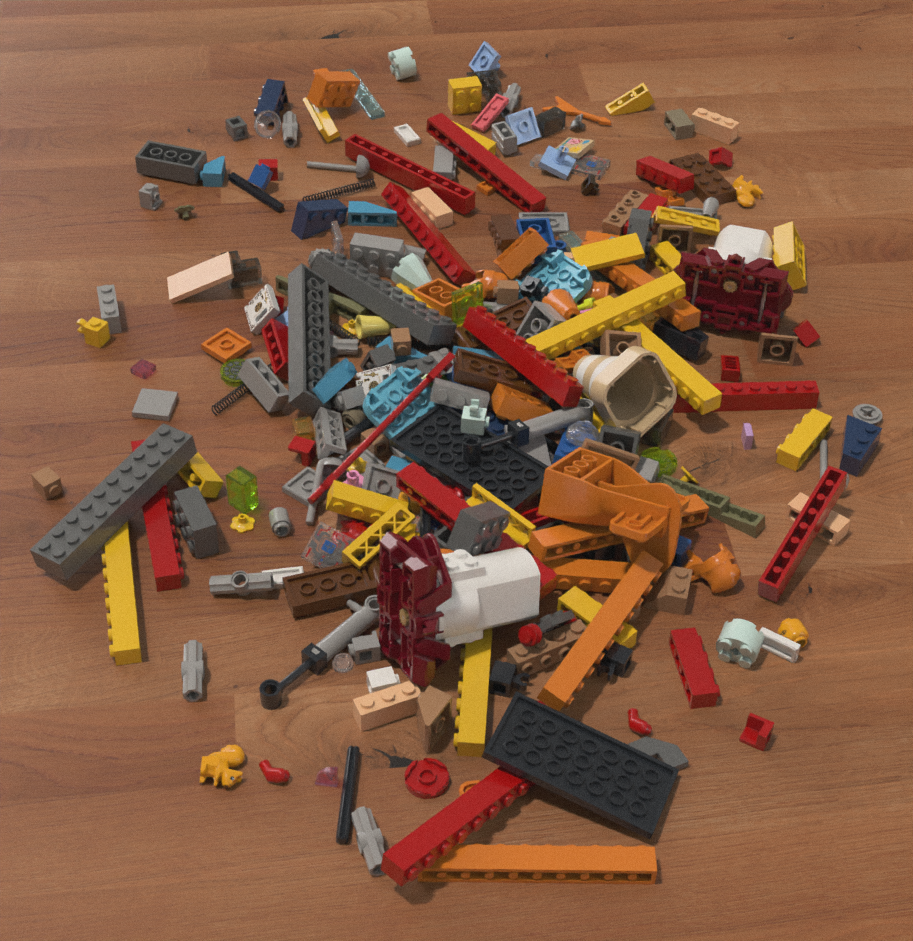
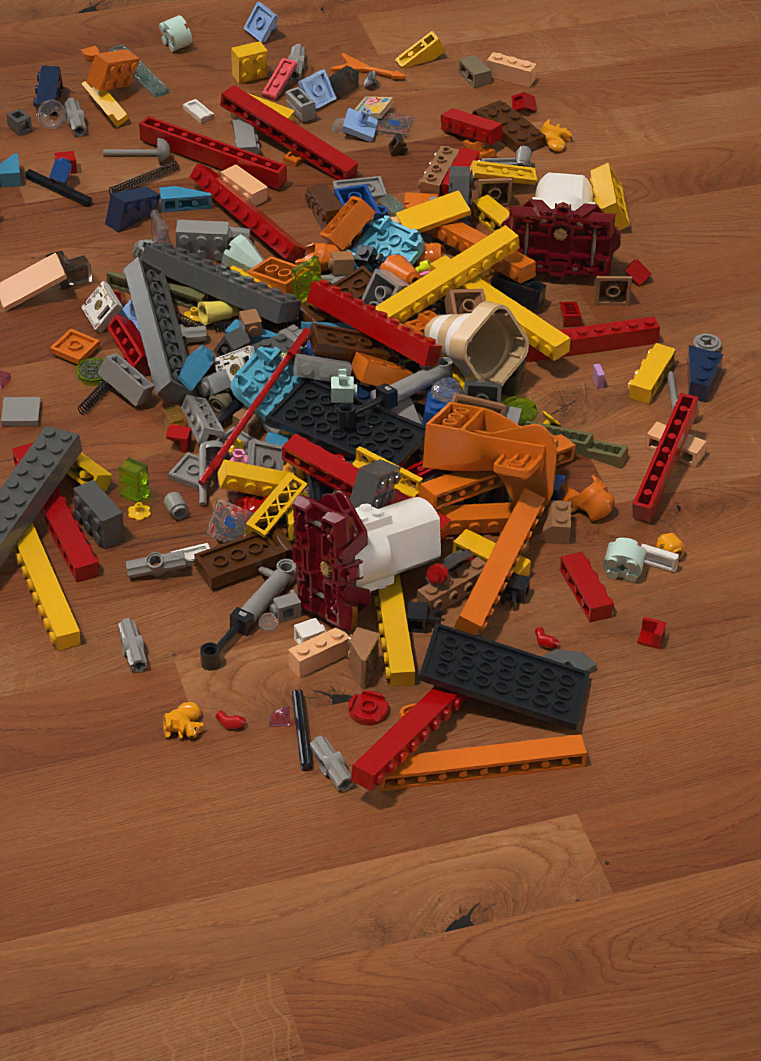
camera: 10 degrees left, 0 degrees up
(490, 83) = (274, 46): clear smoke brick -> none

